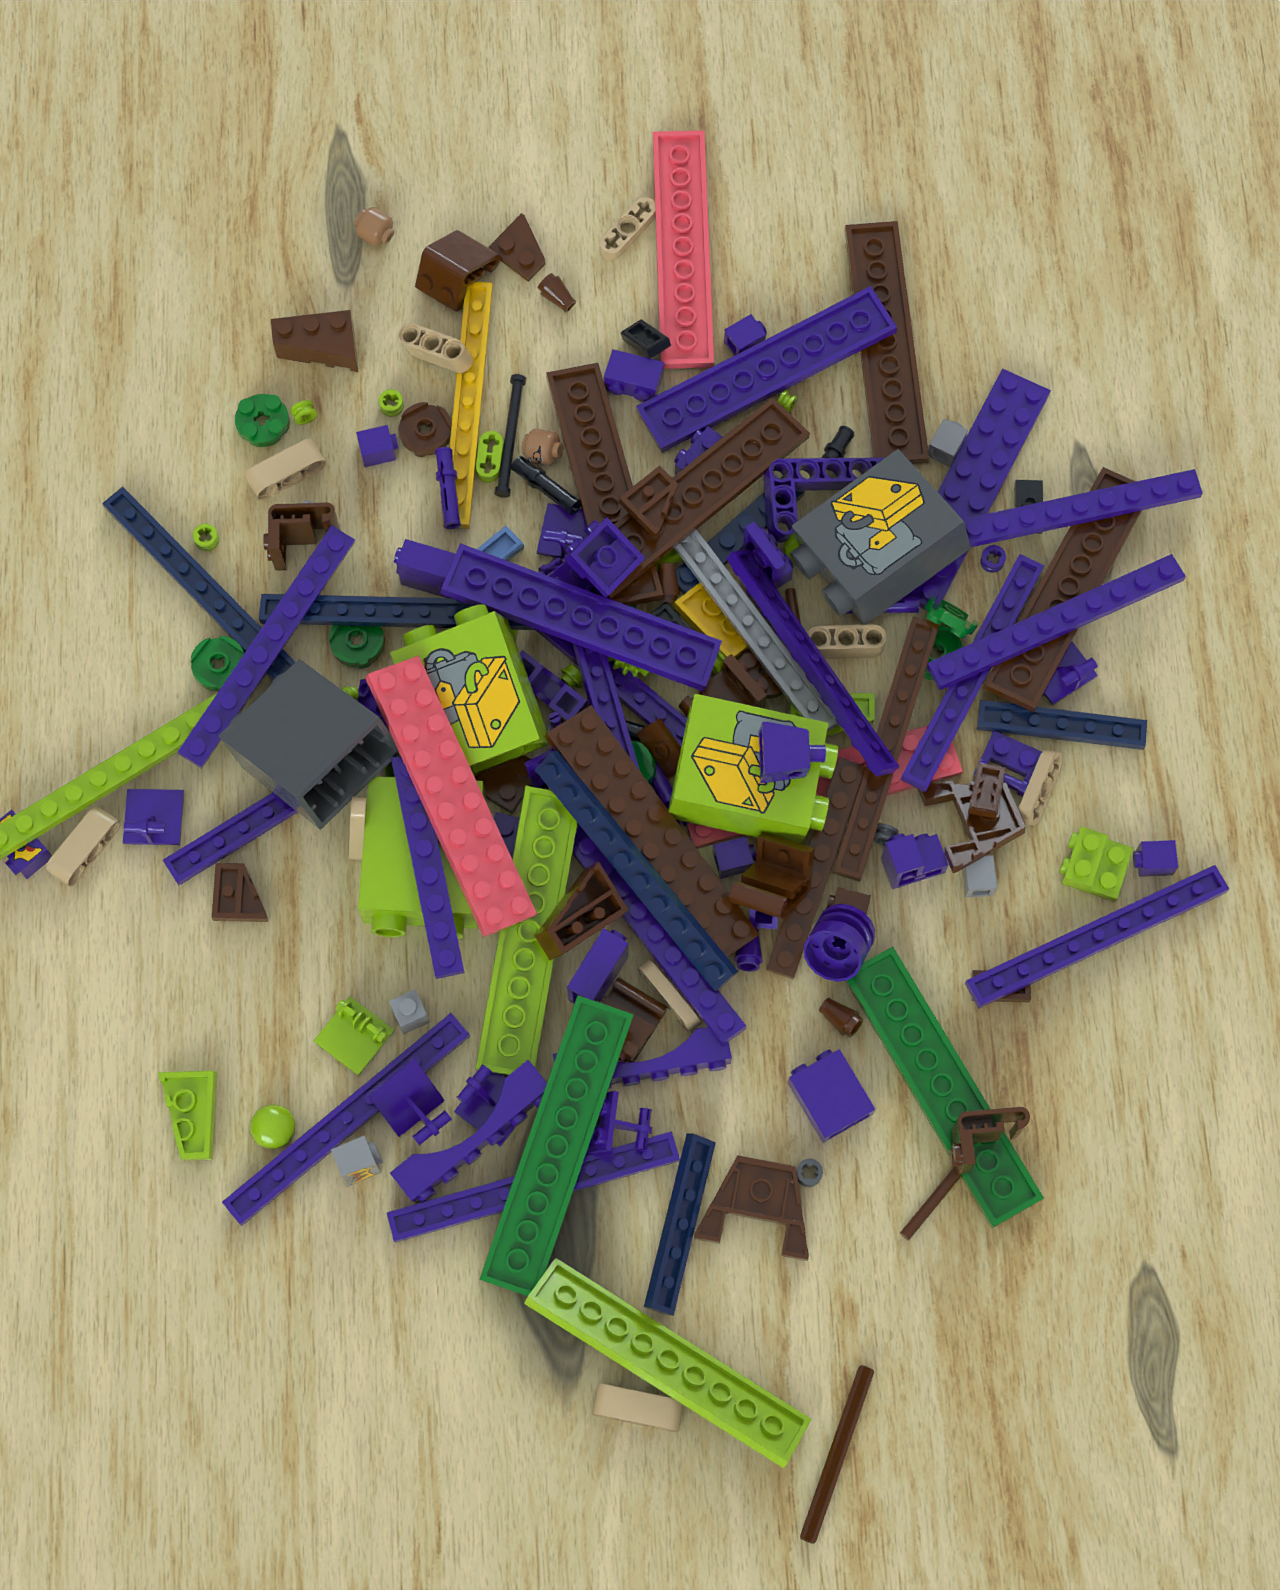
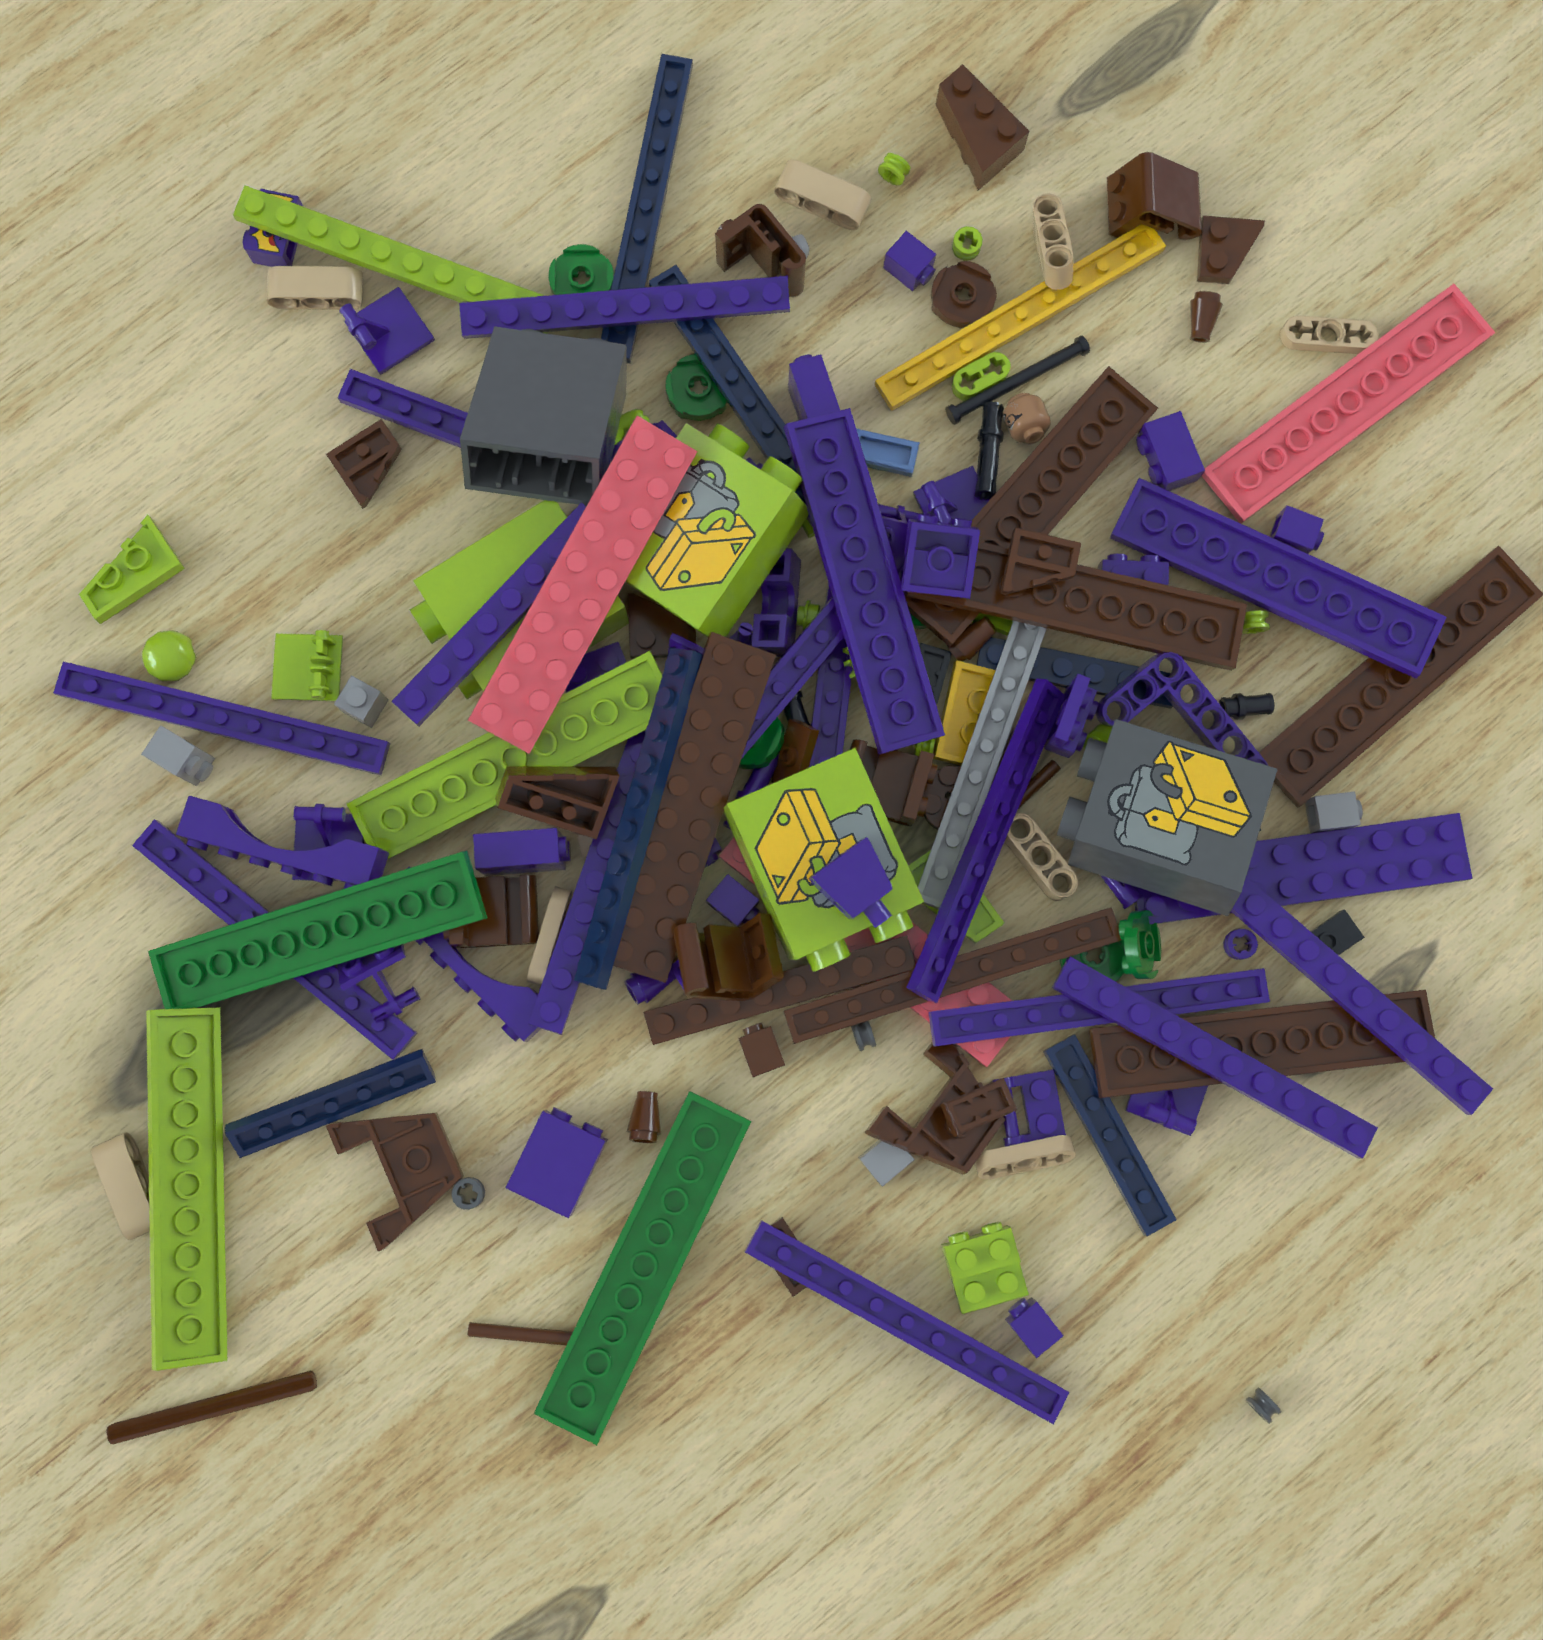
camera: 50 degrees right, 10 degrees up
(207, 545) = (709, 173): lime bush -> none
(262, 405) = (858, 119): green plate -> none
(357, 826) = (500, 514): tan beam -> none
(374, 226) = (1139, 91): medium nougat head -> none
(407, 1099) = (273, 761): dark purple plate -> none
(446, 476) = (922, 350): dark purple pin -> none
(645, 339) = (1218, 436): black plate -> none
(839, 942) = (711, 1068): dark purple wheel -> none
(913, 859) = (856, 1082): dark purple brick -> none
(977, 1128) = (614, 1339): reddish brown piece -> none

